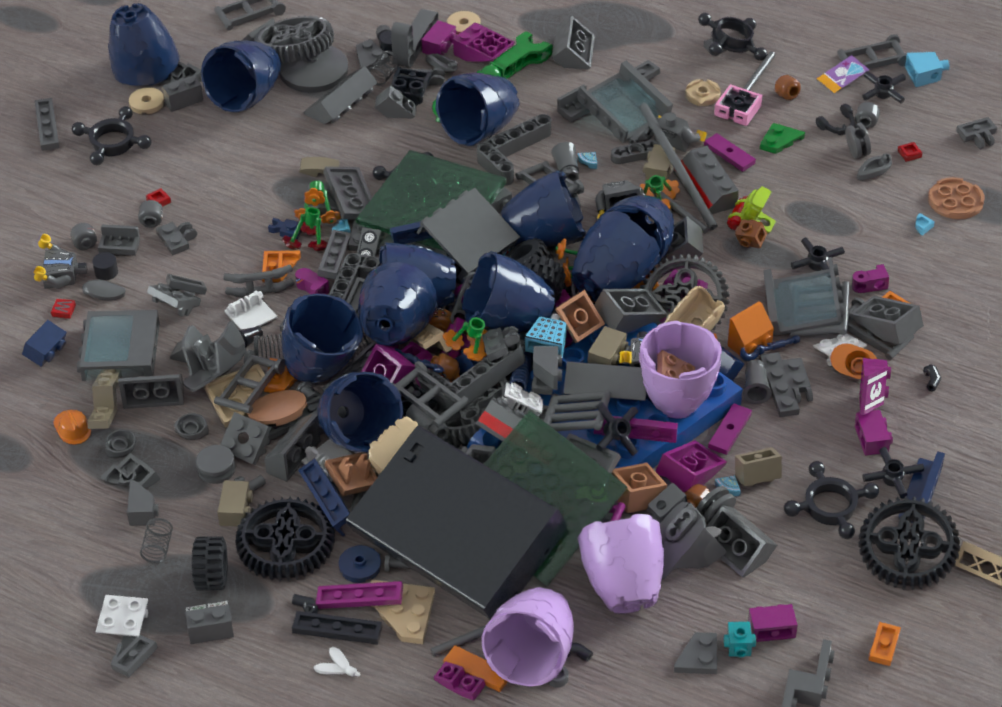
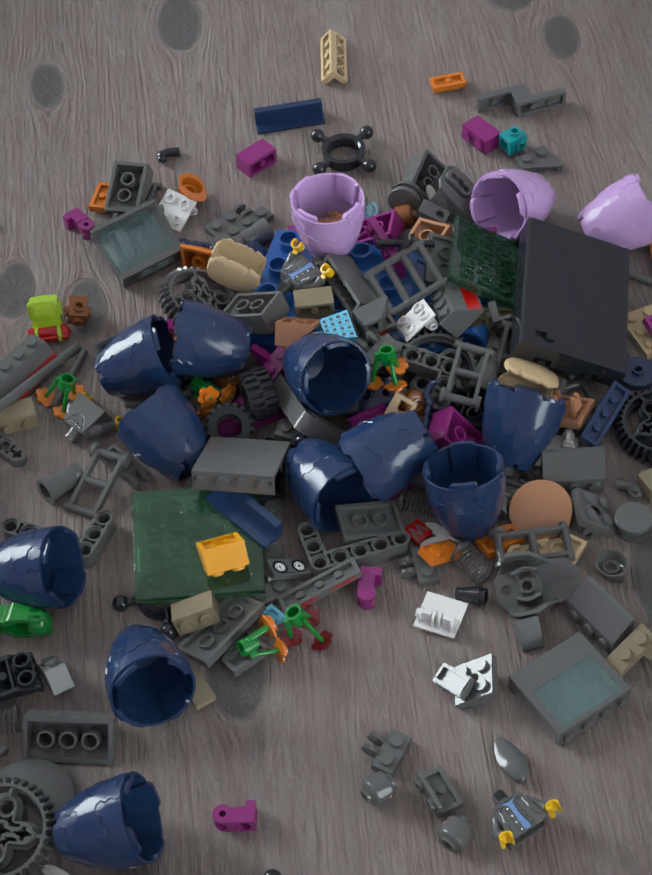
camera: 120 degrees left, 5 degrees up
(44, 343) = (625, 748): dark blue brick -> none
(63, 308) = (561, 781): red tile -> none
(105, 266) = (480, 780): black piece -> none
(159, 196) = (344, 809): red tile -> none
(202, 146) = (236, 818): none -> magenta leg
(249, 278) = (408, 627): dark grey piece -> none
(277, 259) = (363, 631): orange wing -> none
(284, 228) = (303, 659): dark blue plate -> none
(341, 127) = (147, 677): none -> dark blue piece
(371, 179) = (195, 613): none -> dark tan brick
(401, 198) = (223, 554): none -> light orange slope
(588, 159) = (37, 473): medium azure tile -> none
(817, 256) = (76, 263): black bar -> none
(873, 384) = (221, 158): magenta slope -> none
(893, 472) = (289, 133): black bar -> none
(912, 512) = (354, 95): black gear -> none

